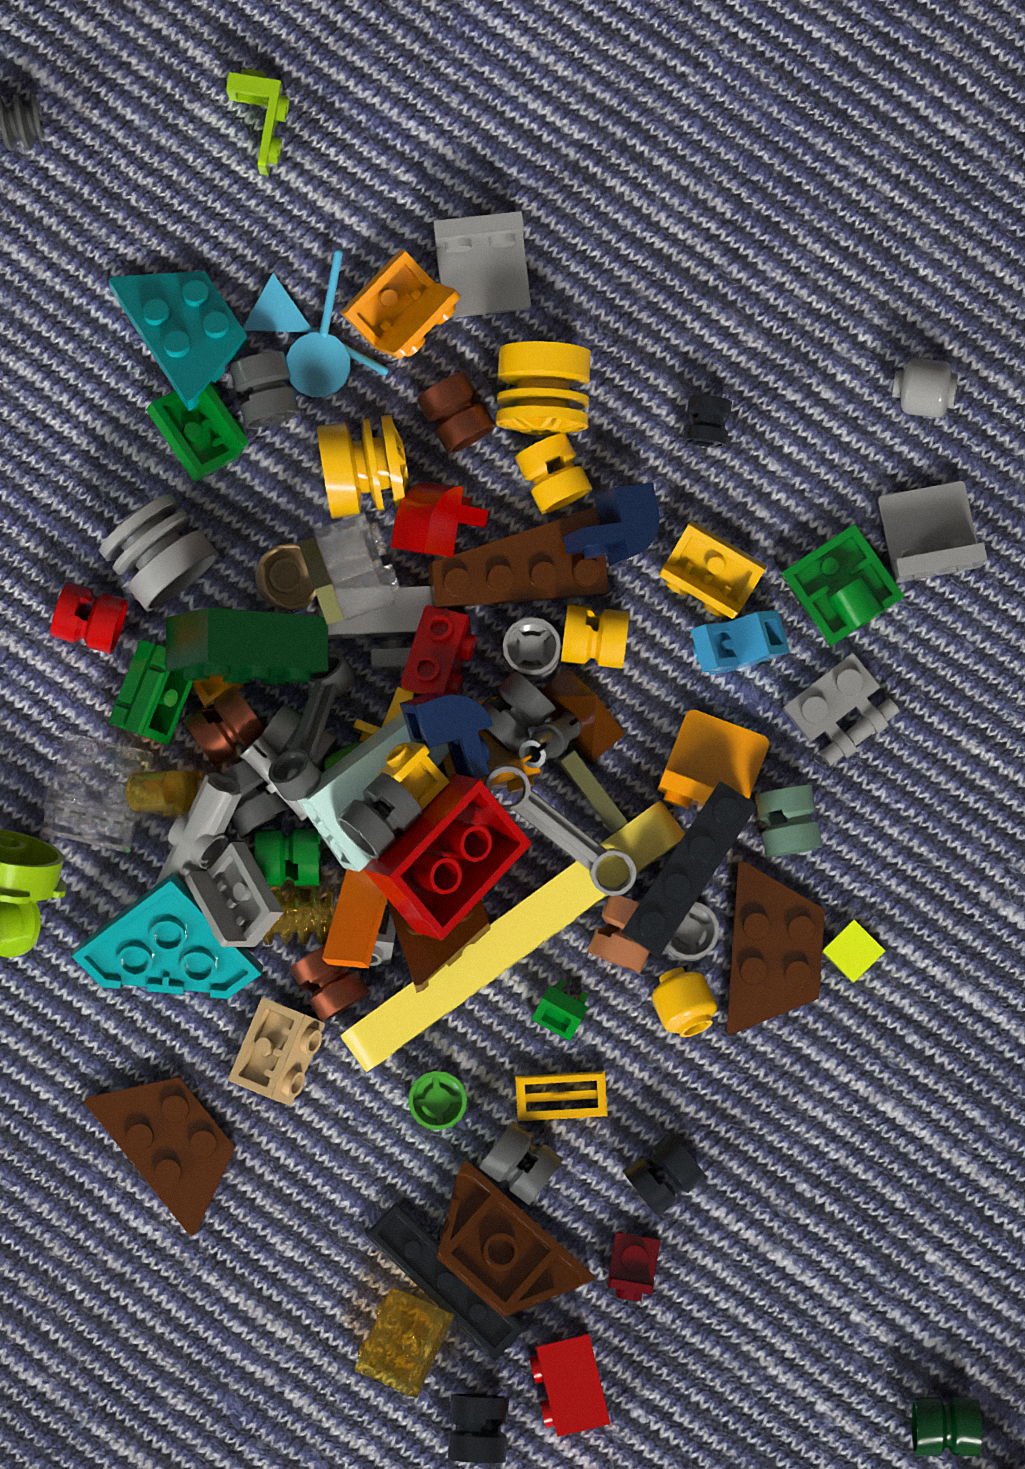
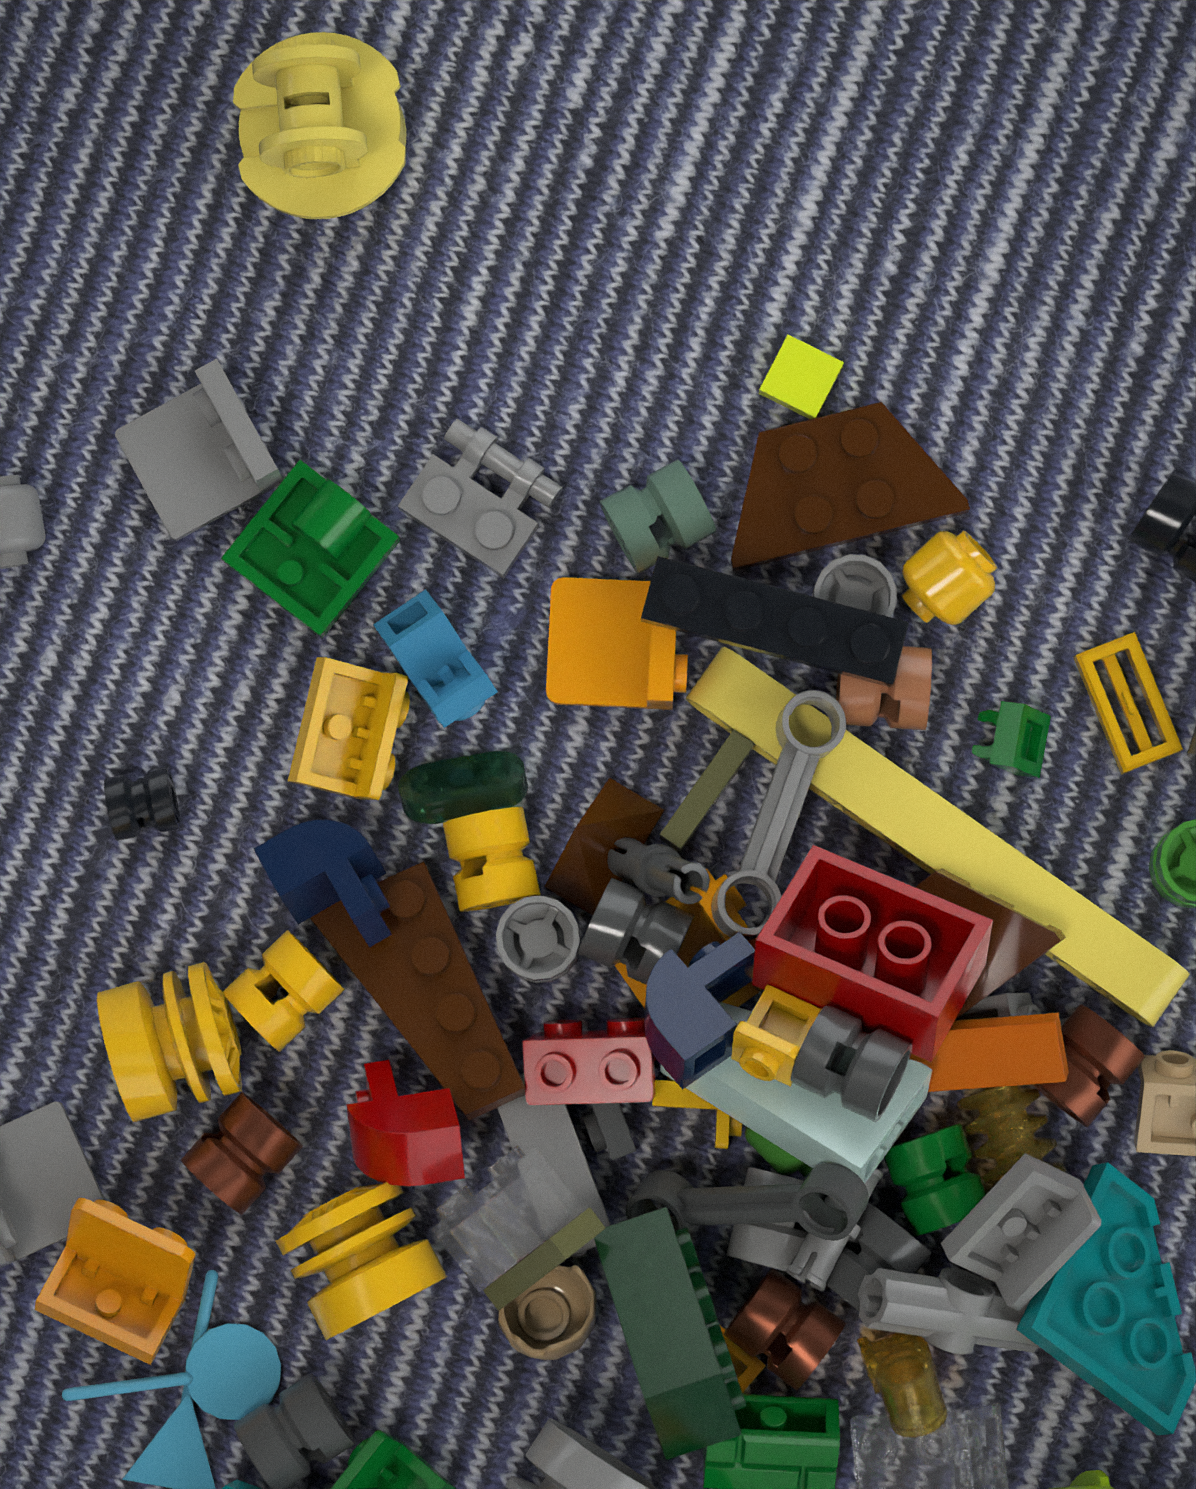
camera: 100 degrees left, 0 degrees up
(649, 634) = (462, 786): none -> clear green plate

